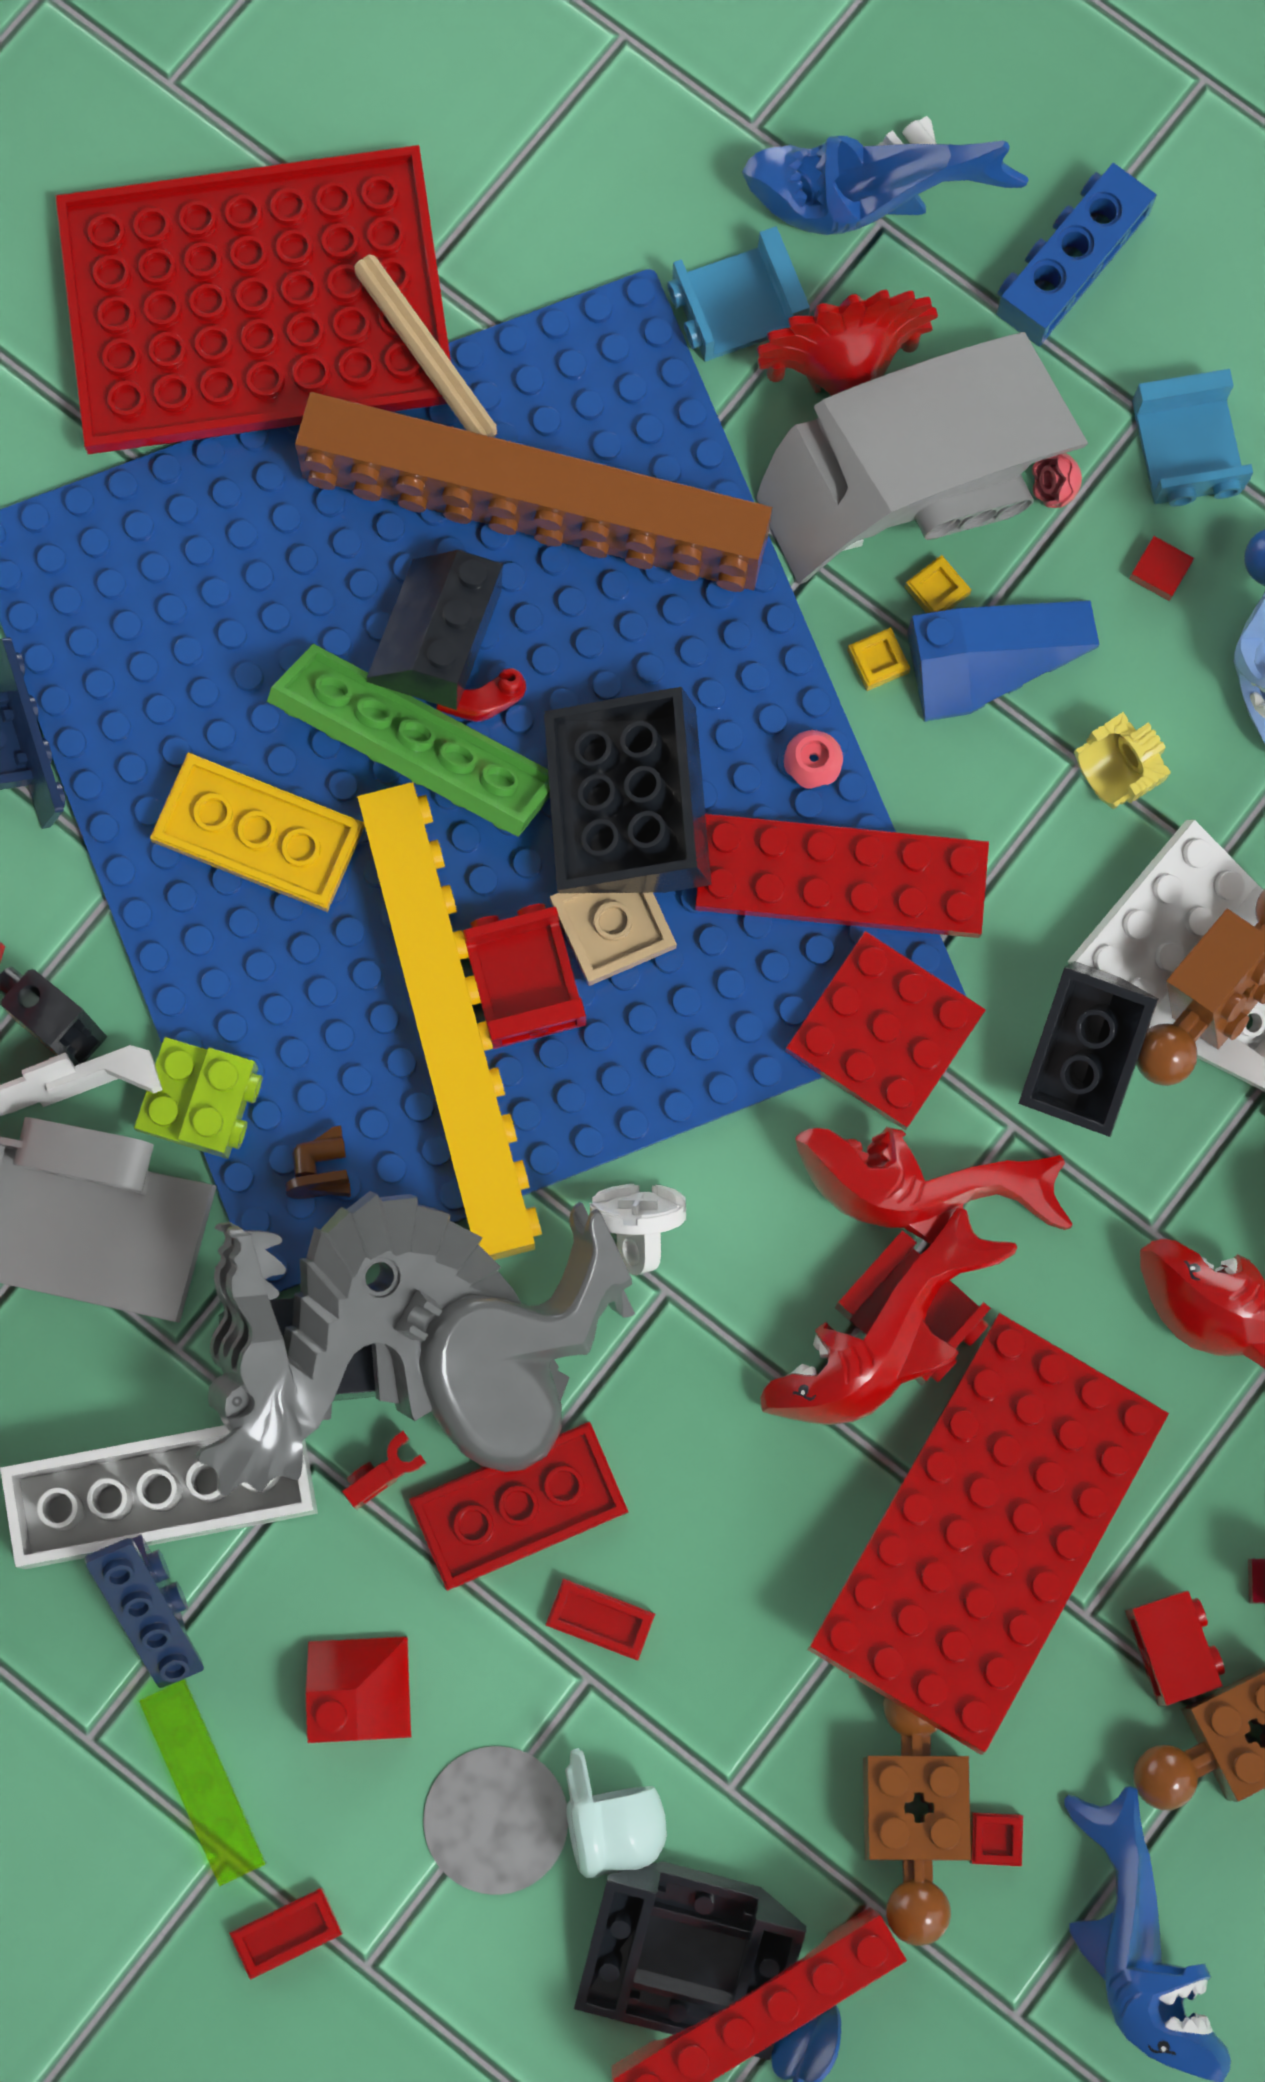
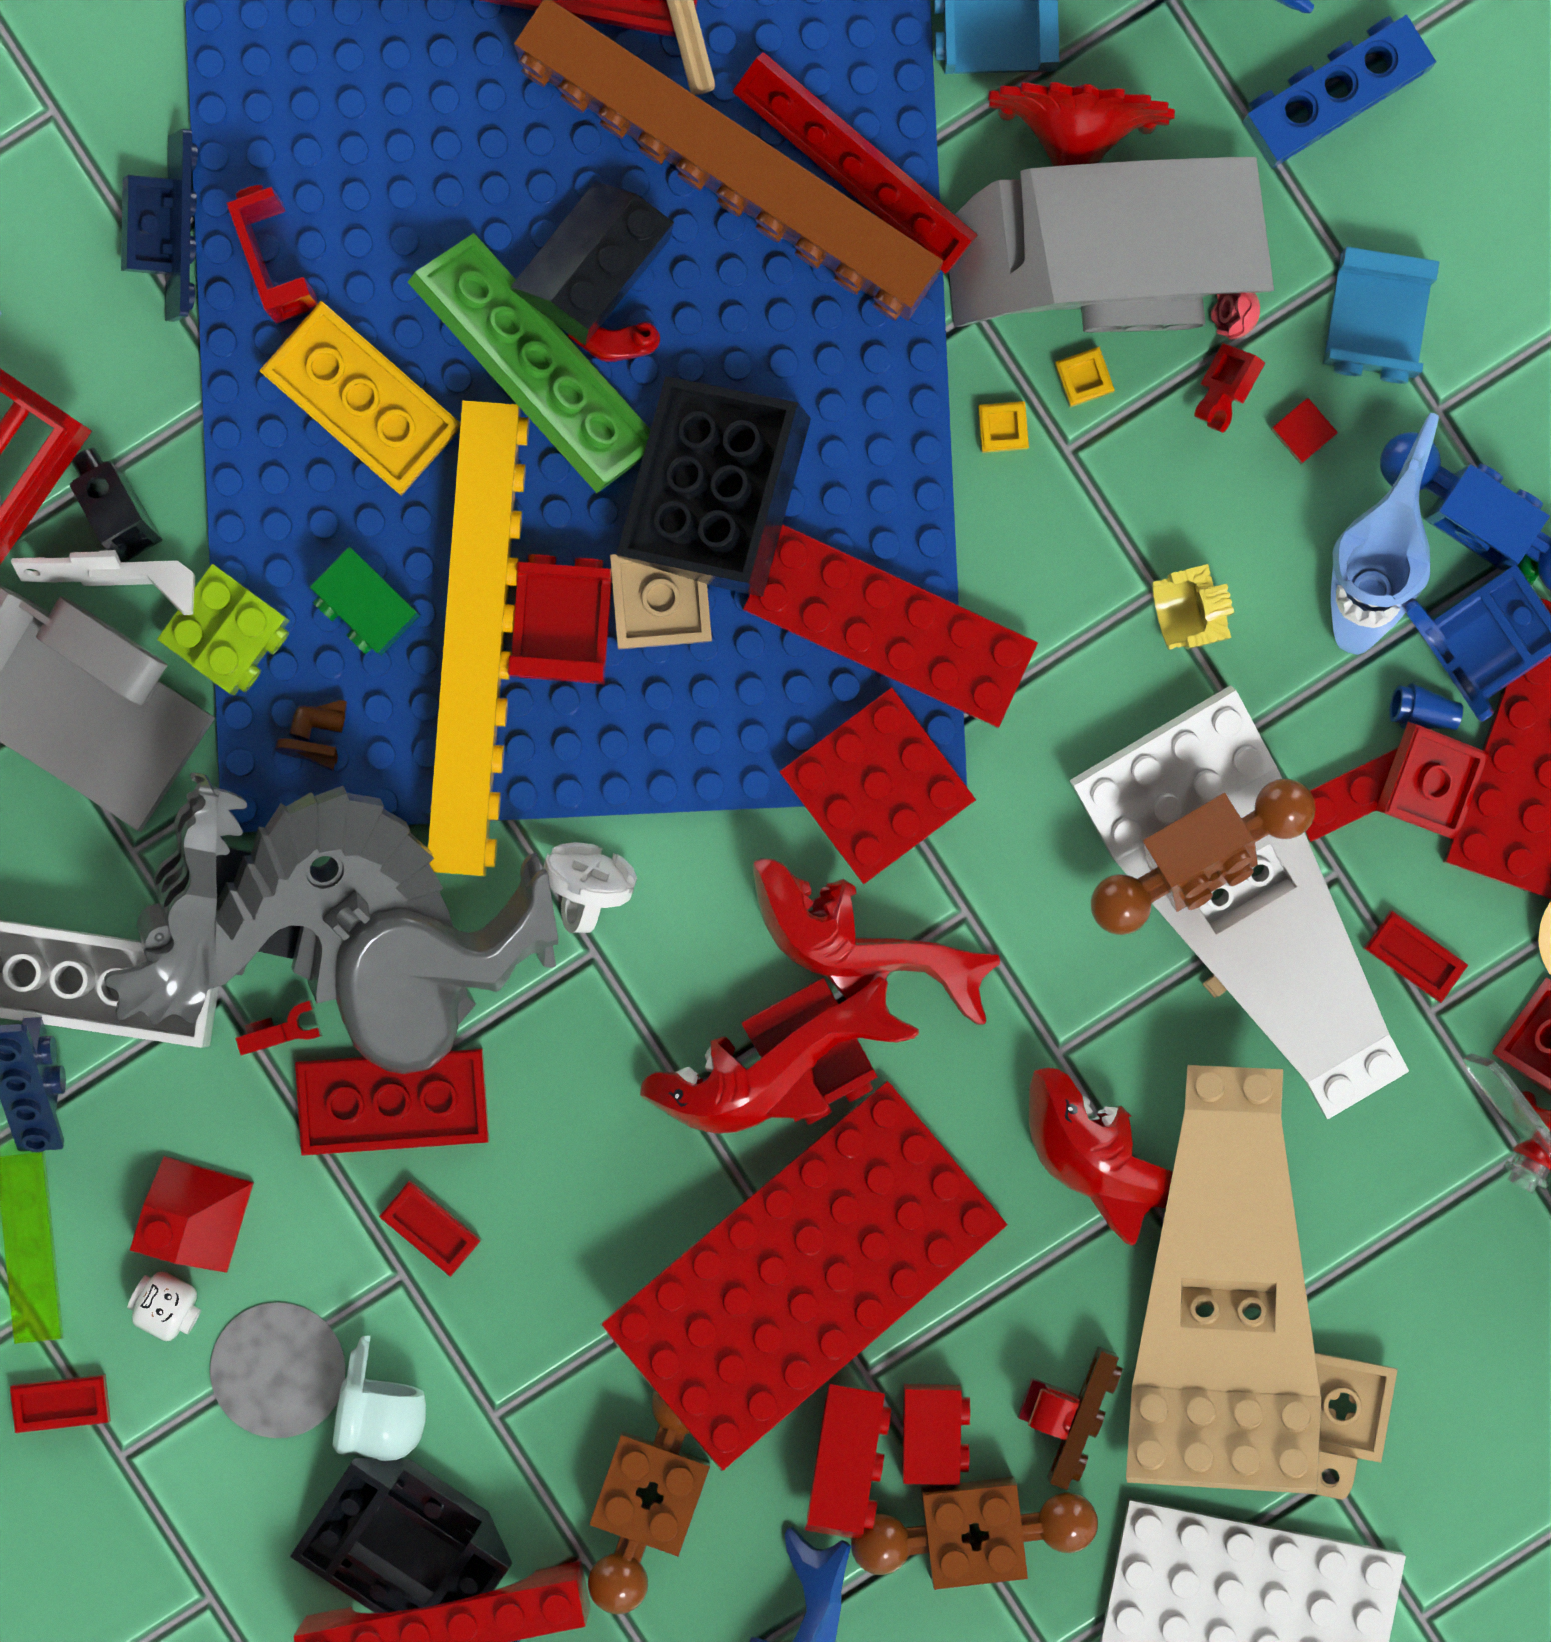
camera: 25 degrees right, 10 degrees up
(155, 757) = (282, 300): none -> red panel
(326, 1022) = (364, 602): none -> green brick
(360, 1792) = (164, 1306): none -> white head
(619, 445) = (853, 161): none -> red plate
(809, 773) = (889, 511): coral plate -> none
(984, 652) = (1108, 458): blue wedge -> none
(996, 1839) = (713, 1542): red tile -> none
(1073, 543) = (1227, 380): none -> red plate
(1089, 1048) = (1053, 872): black slope -> none
(1102, 1704) = (847, 1462): none -> red brick

